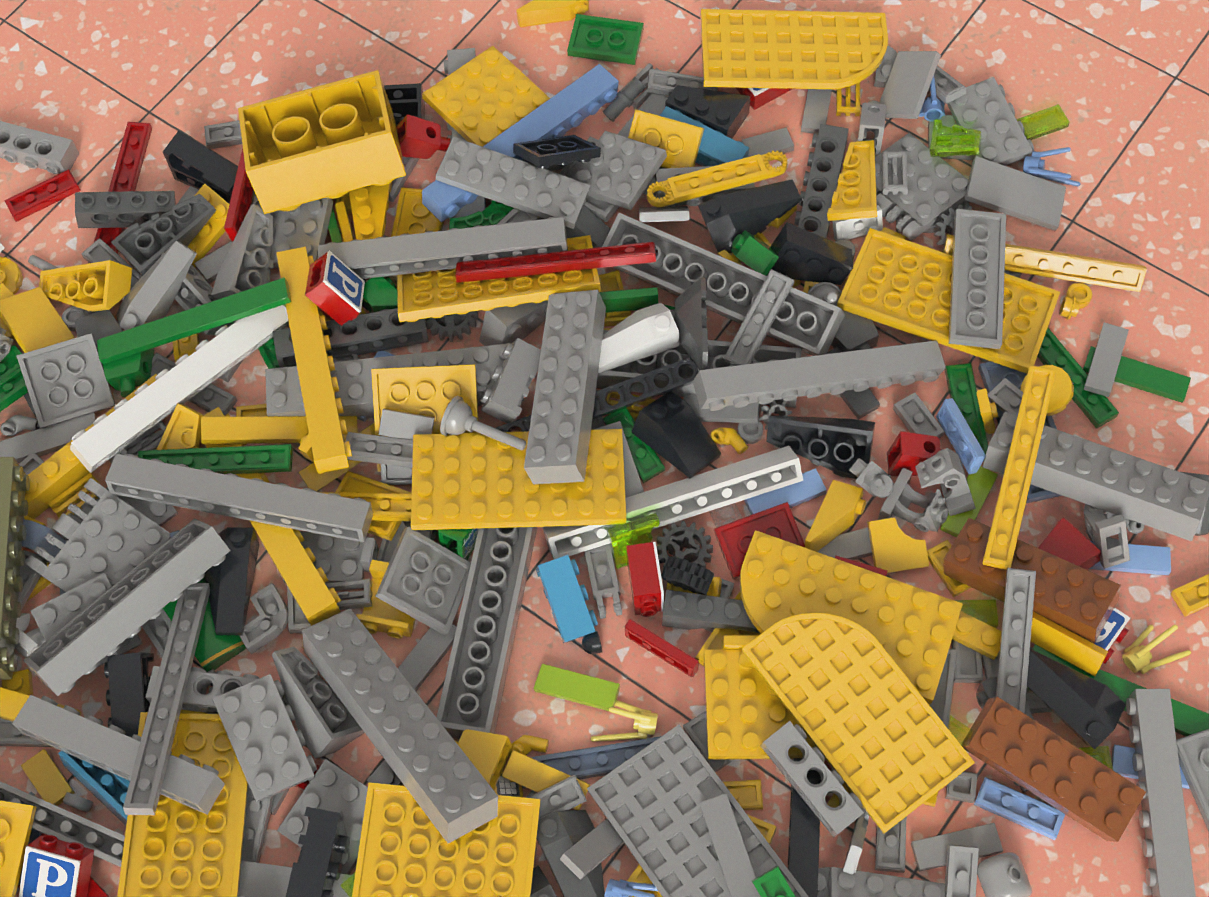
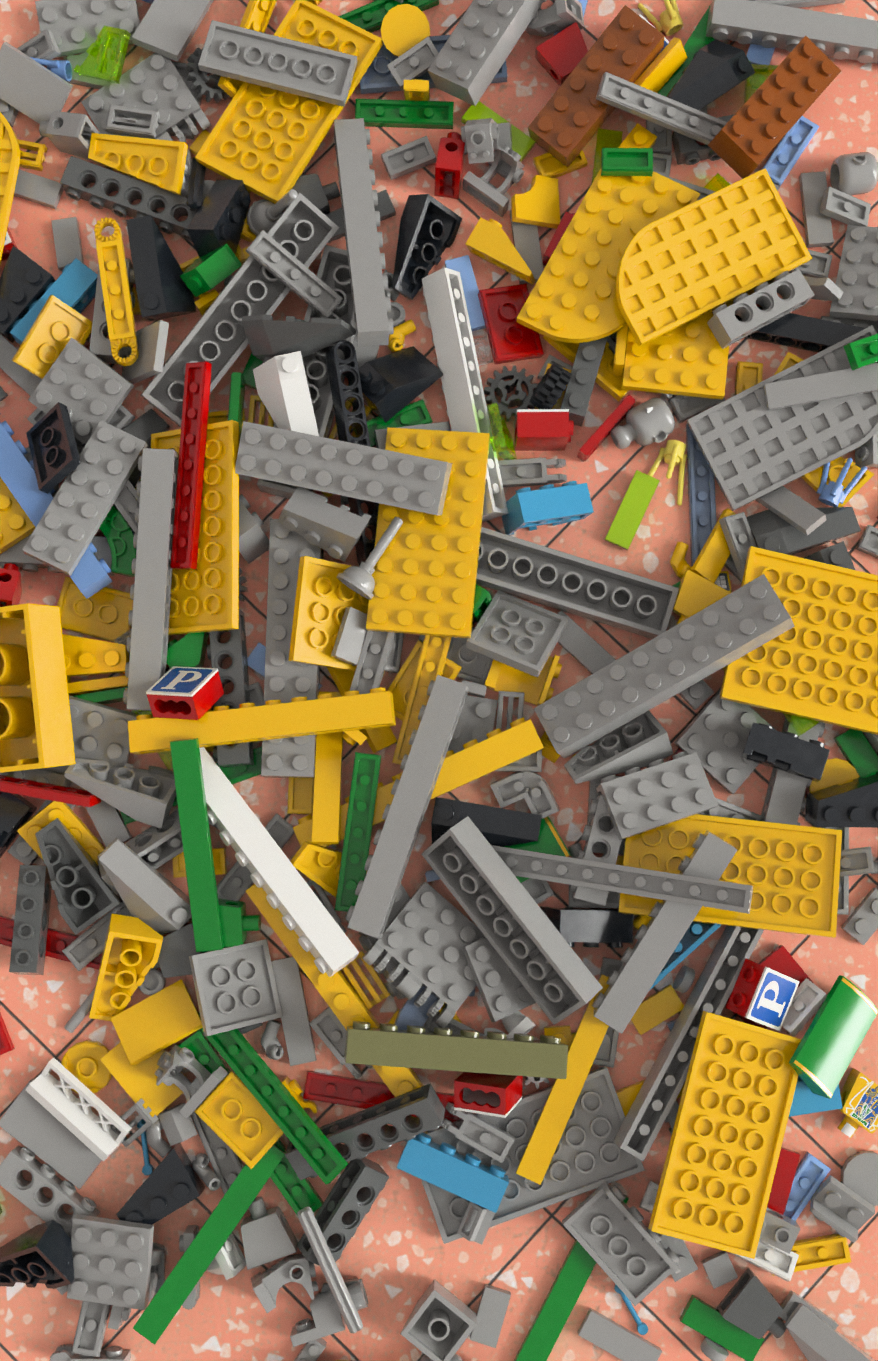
camera: 85 degrees left, 20 degrees up
(591, 643) = (594, 489): black hinge -> none
(670, 685) = (645, 424): none -> light grey piece
(840, 232) = (196, 185): none -> black axle
(872, 478) = (474, 204): light grey hips -> none
(949, 617) = (627, 162): none -> green tile
(960, 436) = (435, 120): light blue tile -> none
(1019, 468) = (496, 62): yellow tile -> none

